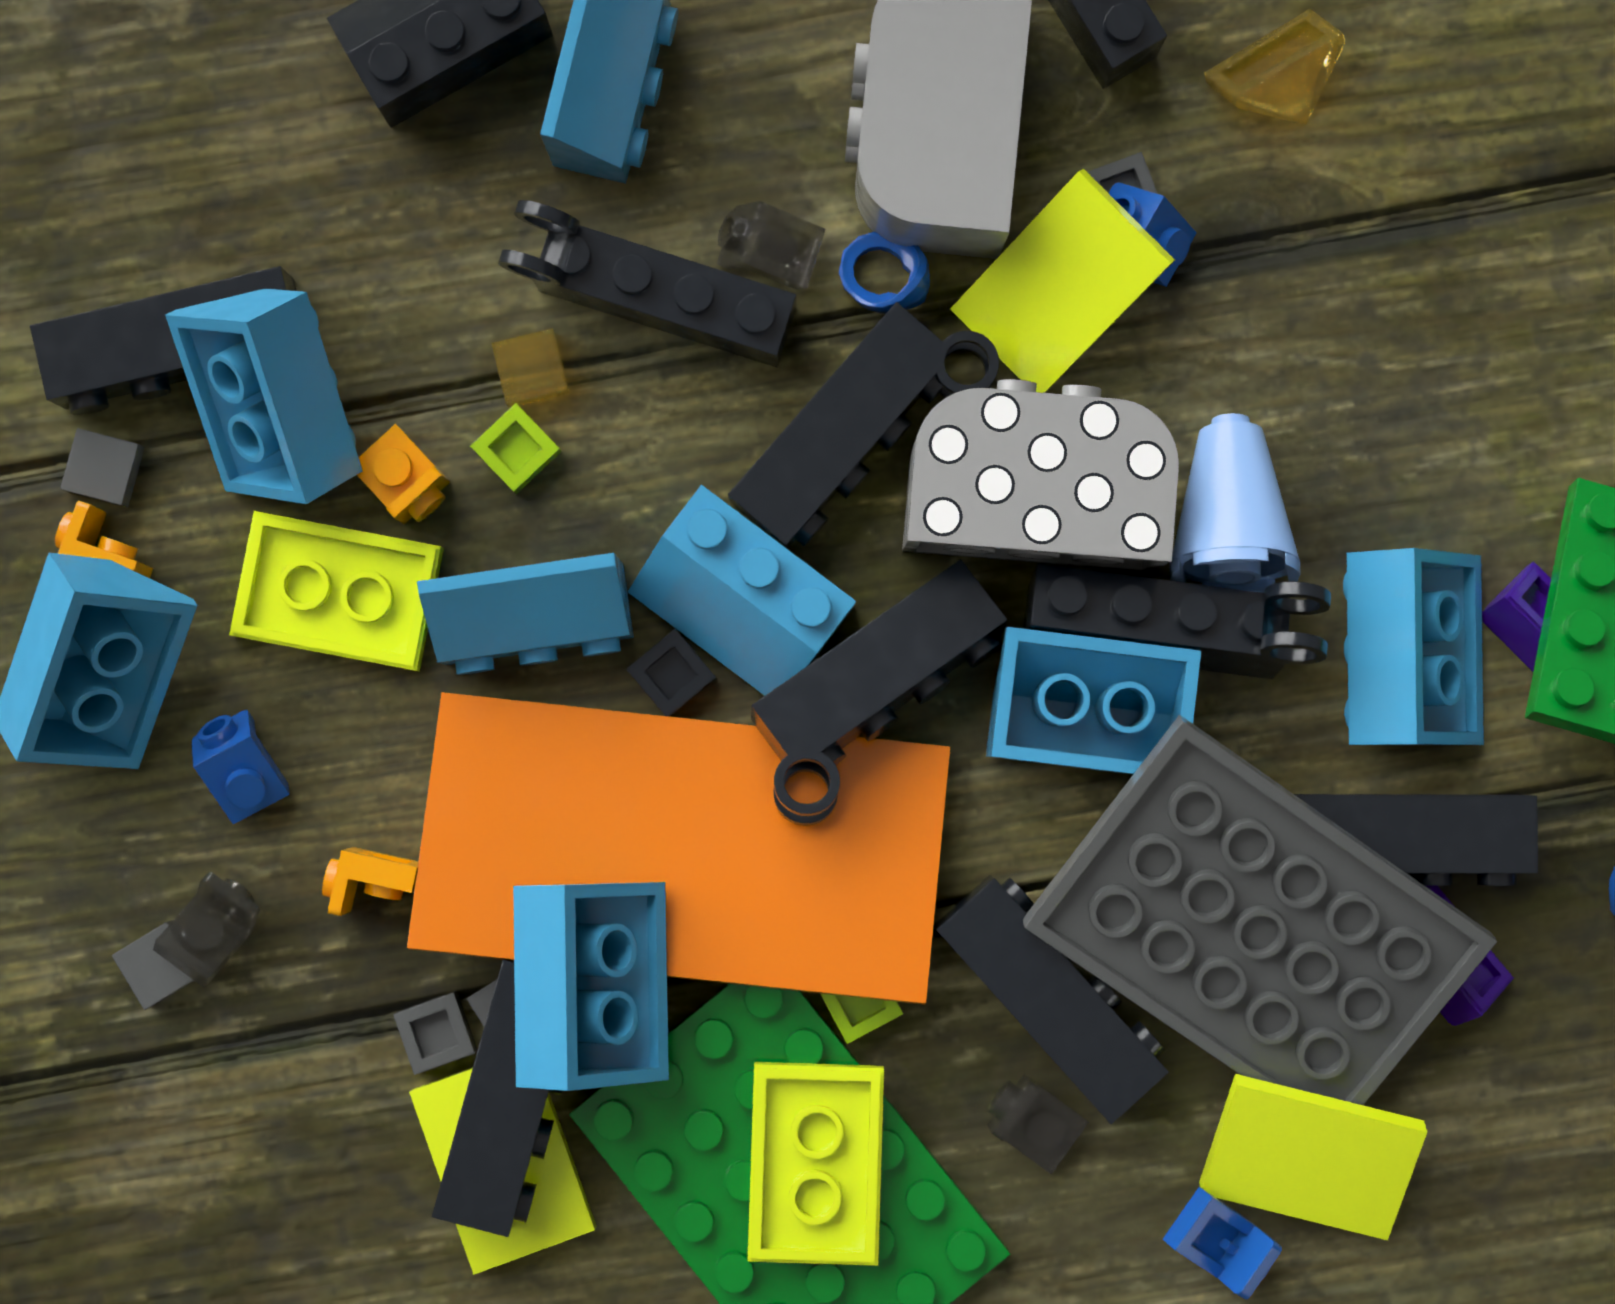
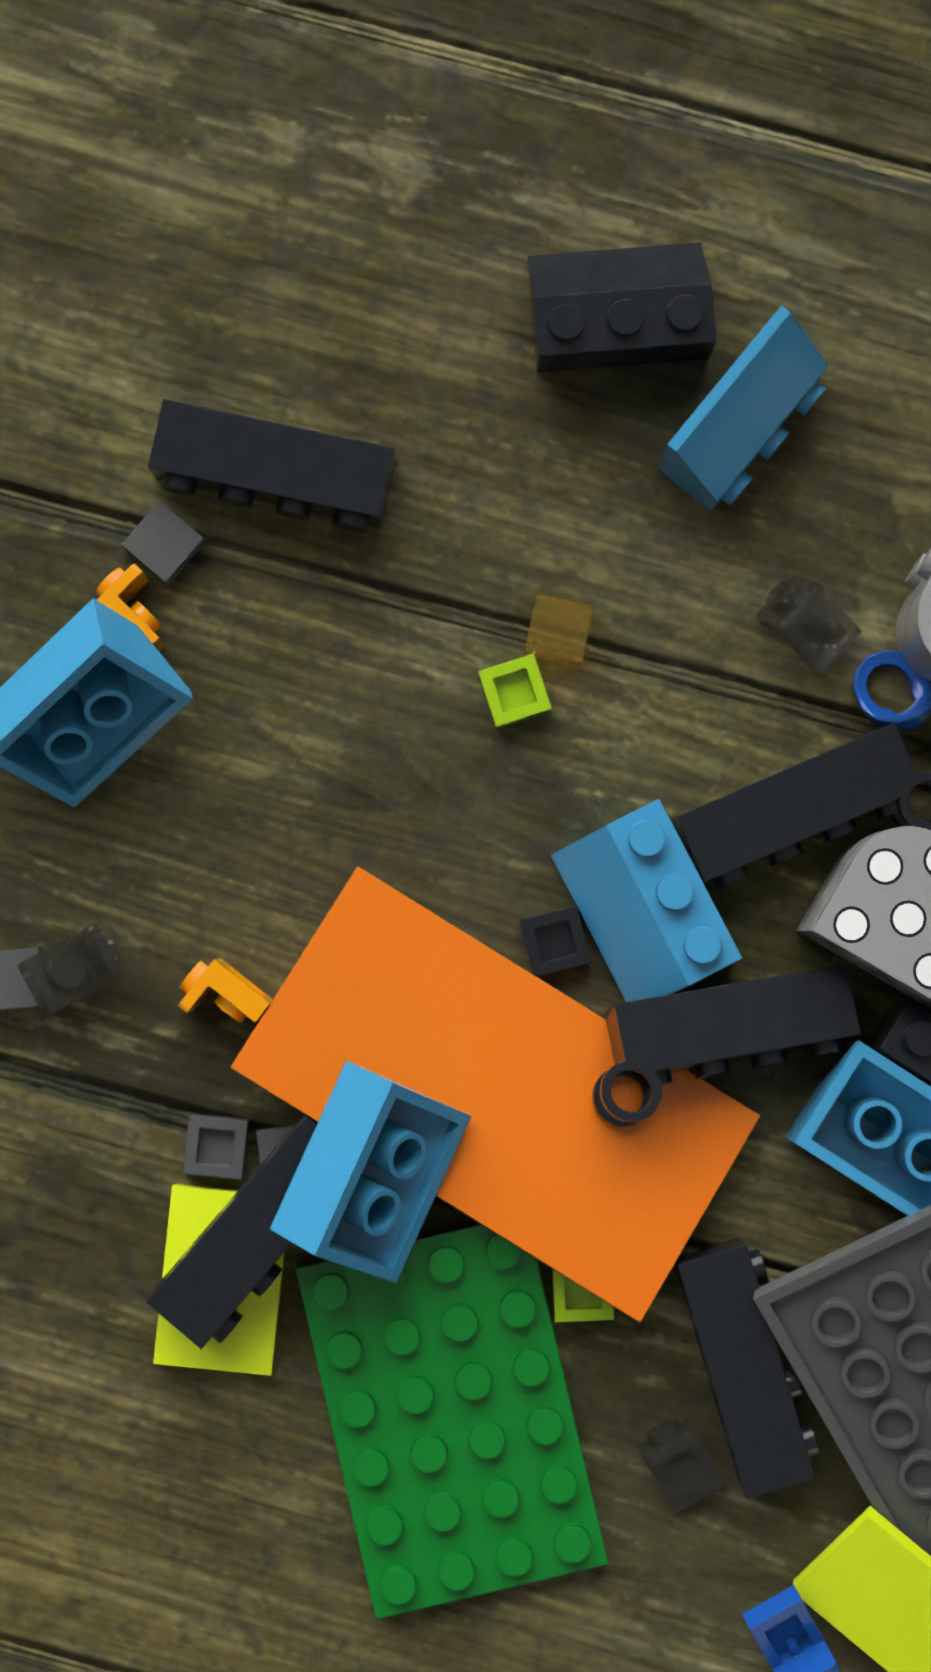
camera: 30 degrees right, 0 degrees up
(237, 766) = (158, 845): blue bracket -> none
(266, 394) = (332, 550): dark azure slope -> none
(334, 591) = (309, 738): neon yellow tile -> none
(402, 476) = (408, 669): light orange bracket -> none
(527, 612) = (462, 835): dark azure slope -> none
(653, 287) = (696, 613): black hinge -> none
(816, 1163) = (483, 1410): neon yellow tile -> none

